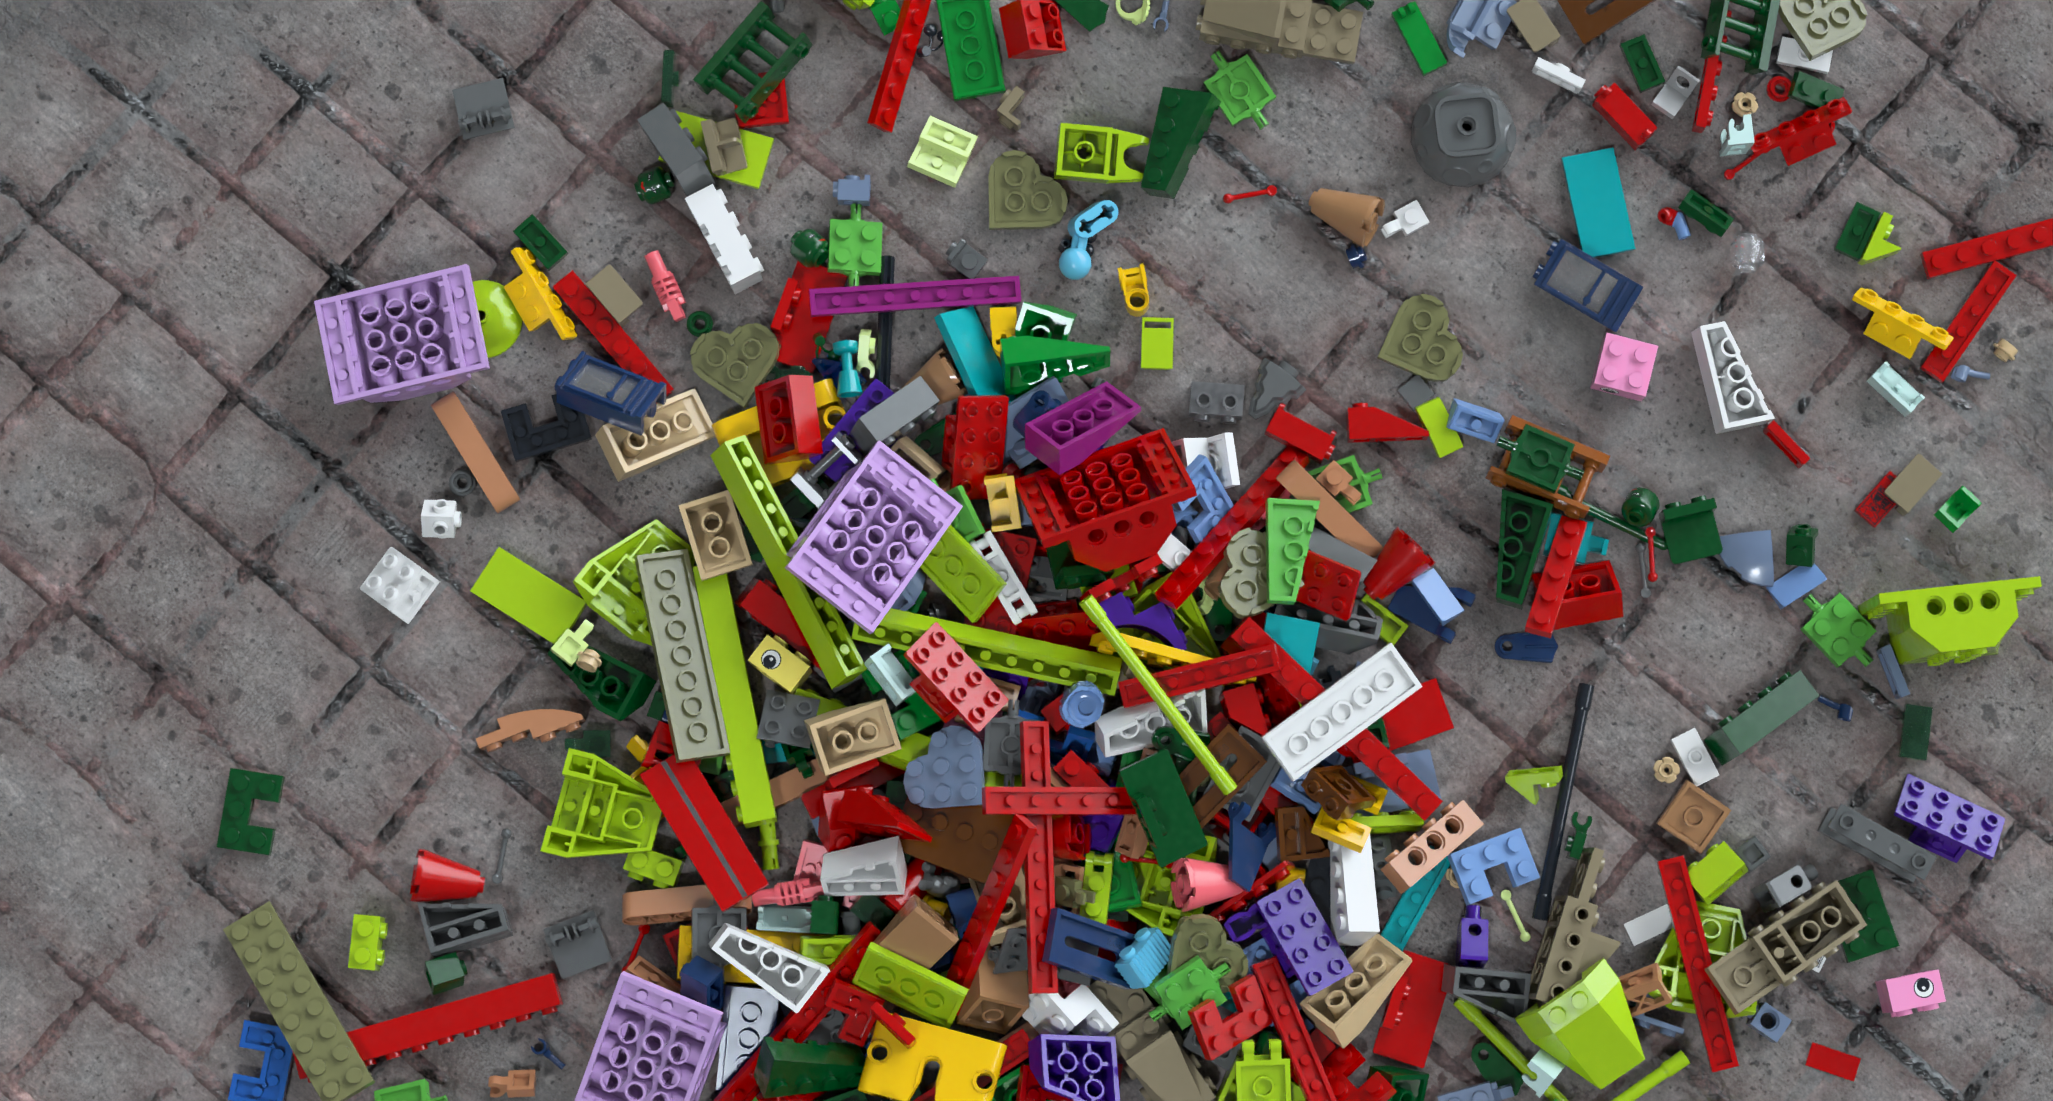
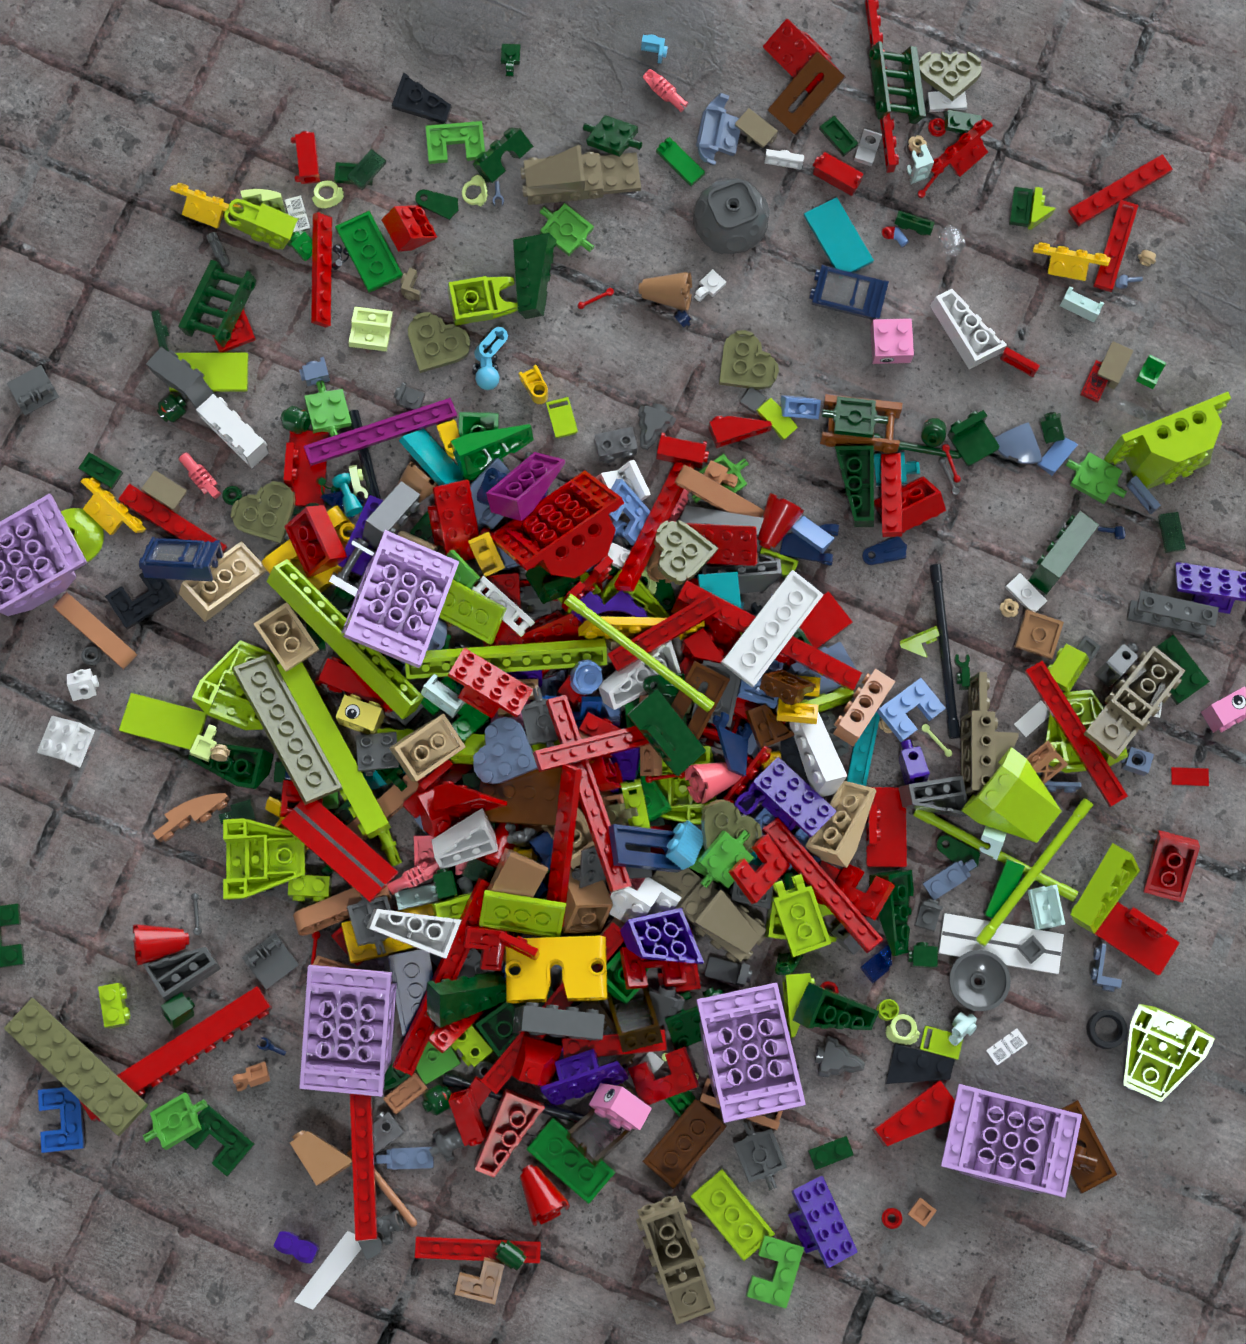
camera: 25 degrees left, 5 degrees down
(702, 982) = (370, 956): dark blue brick -> none
(724, 146) = (214, 366): dark tan panel -> none
(1287, 544) = (698, 524): bright green wing -> none

